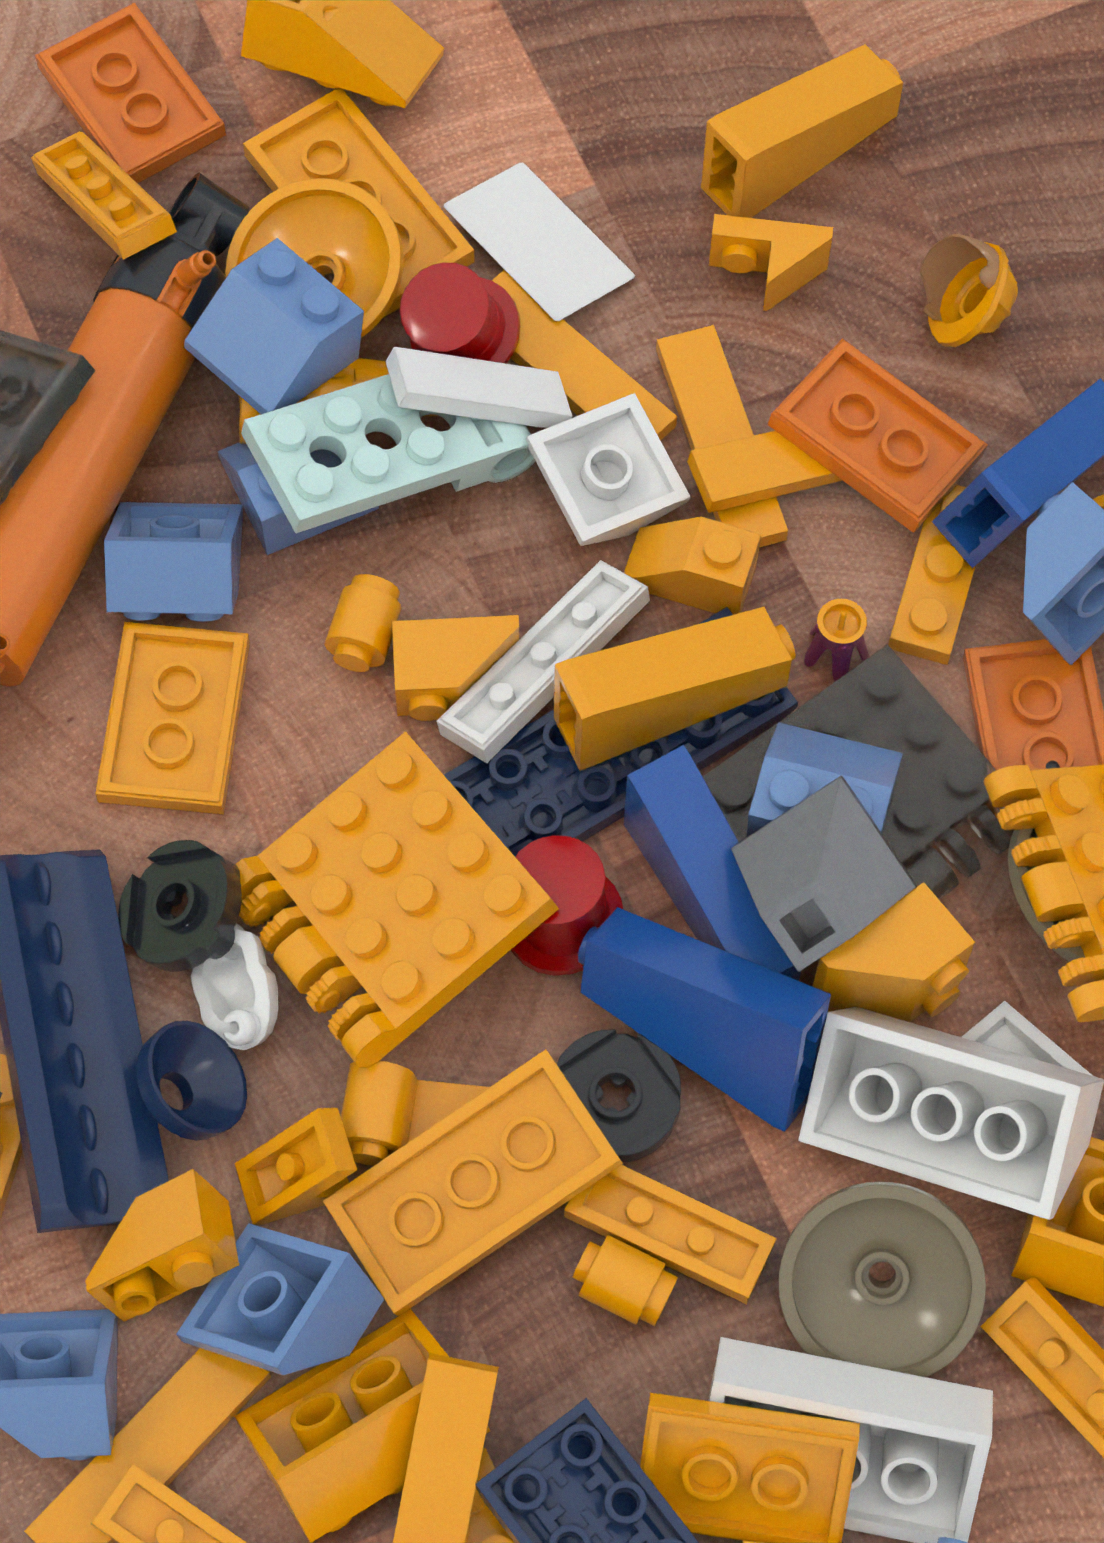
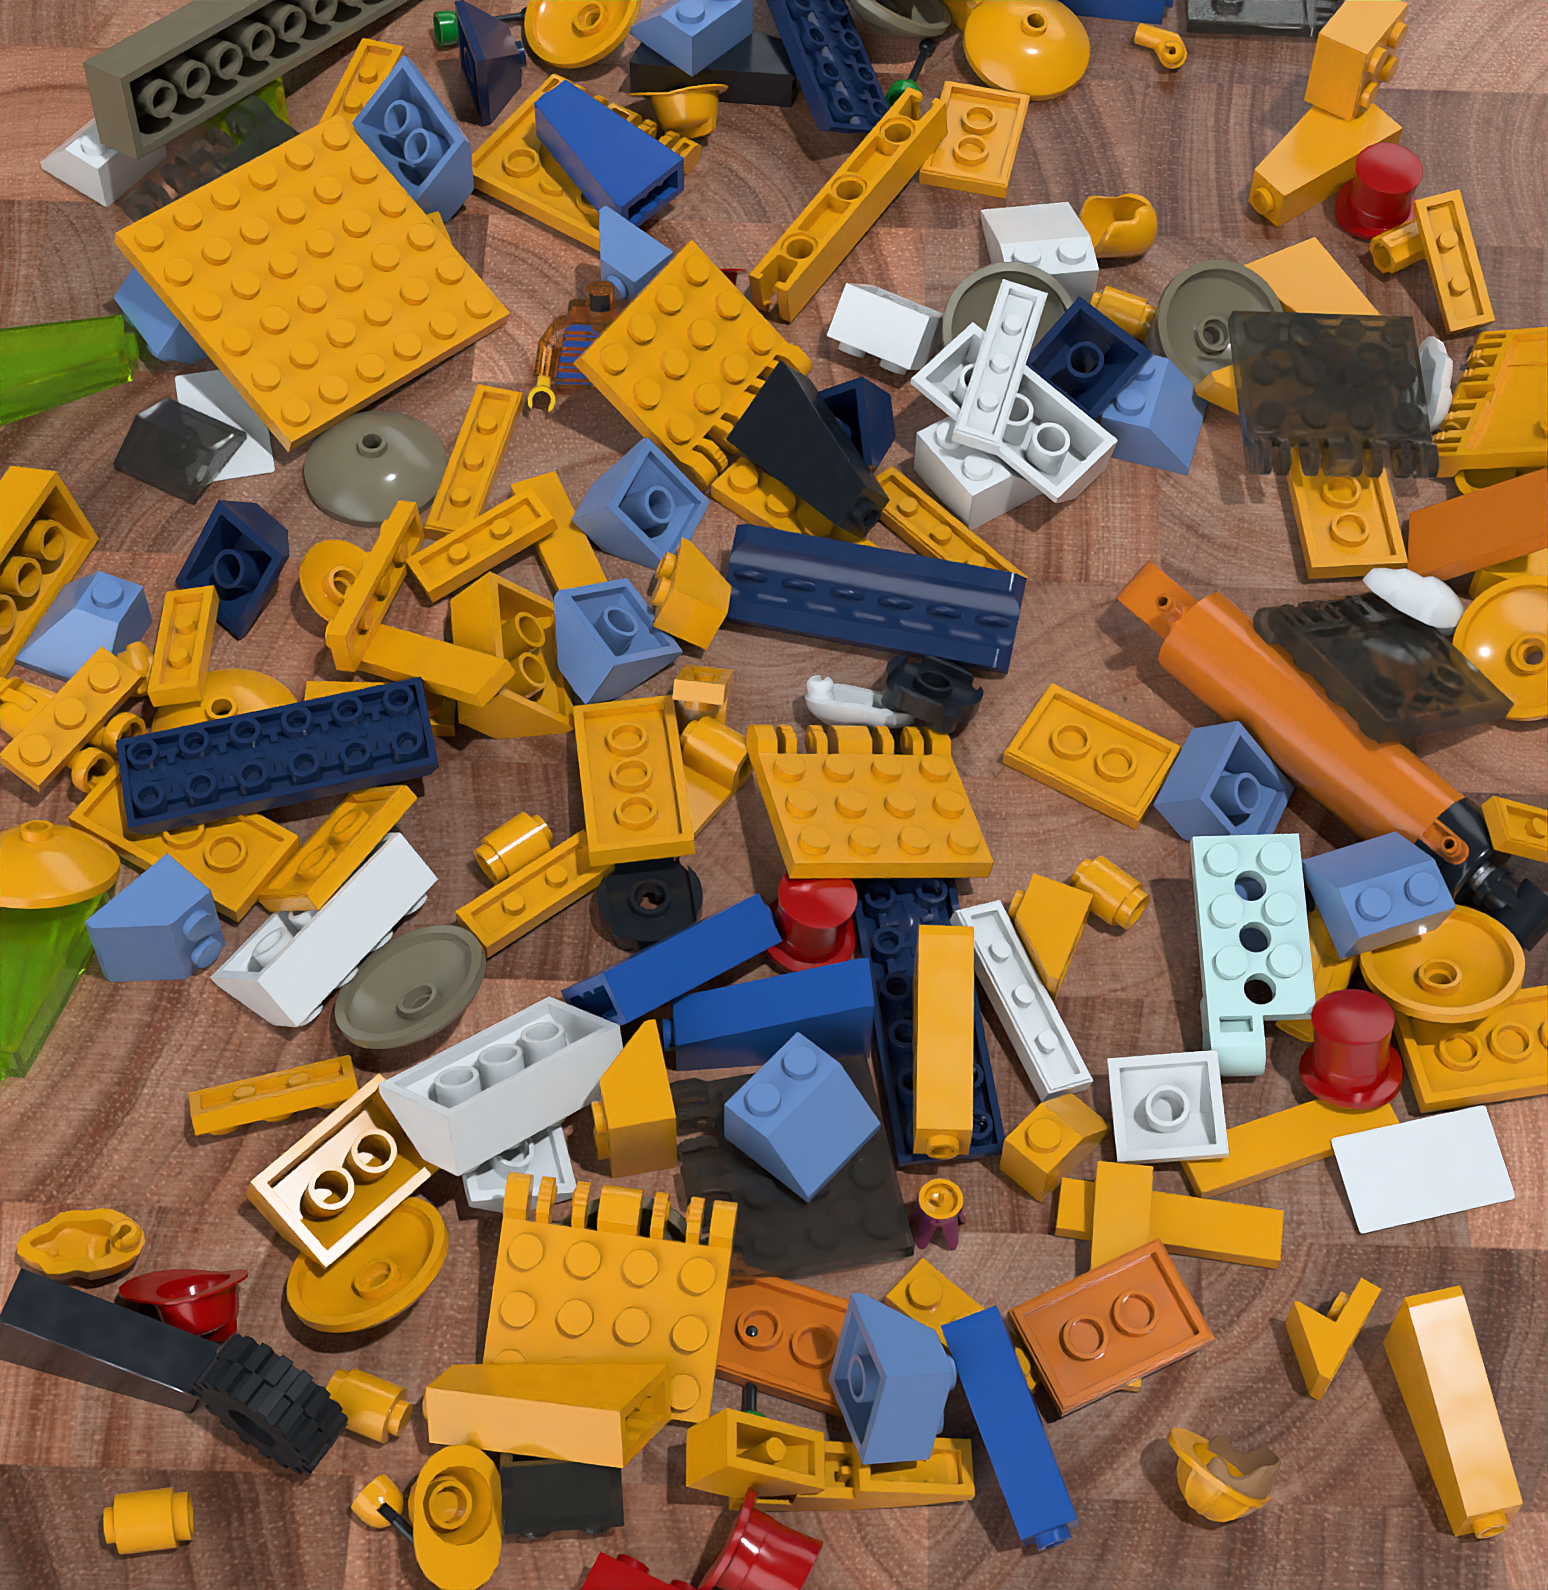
camera: 115 degrees right, 10 degrees down
(203, 1072) = (774, 661): dark blue piece -> none
(477, 388) = (1272, 1026): white tile -> none
(821, 873) = (716, 1046): flat silver slope -> none

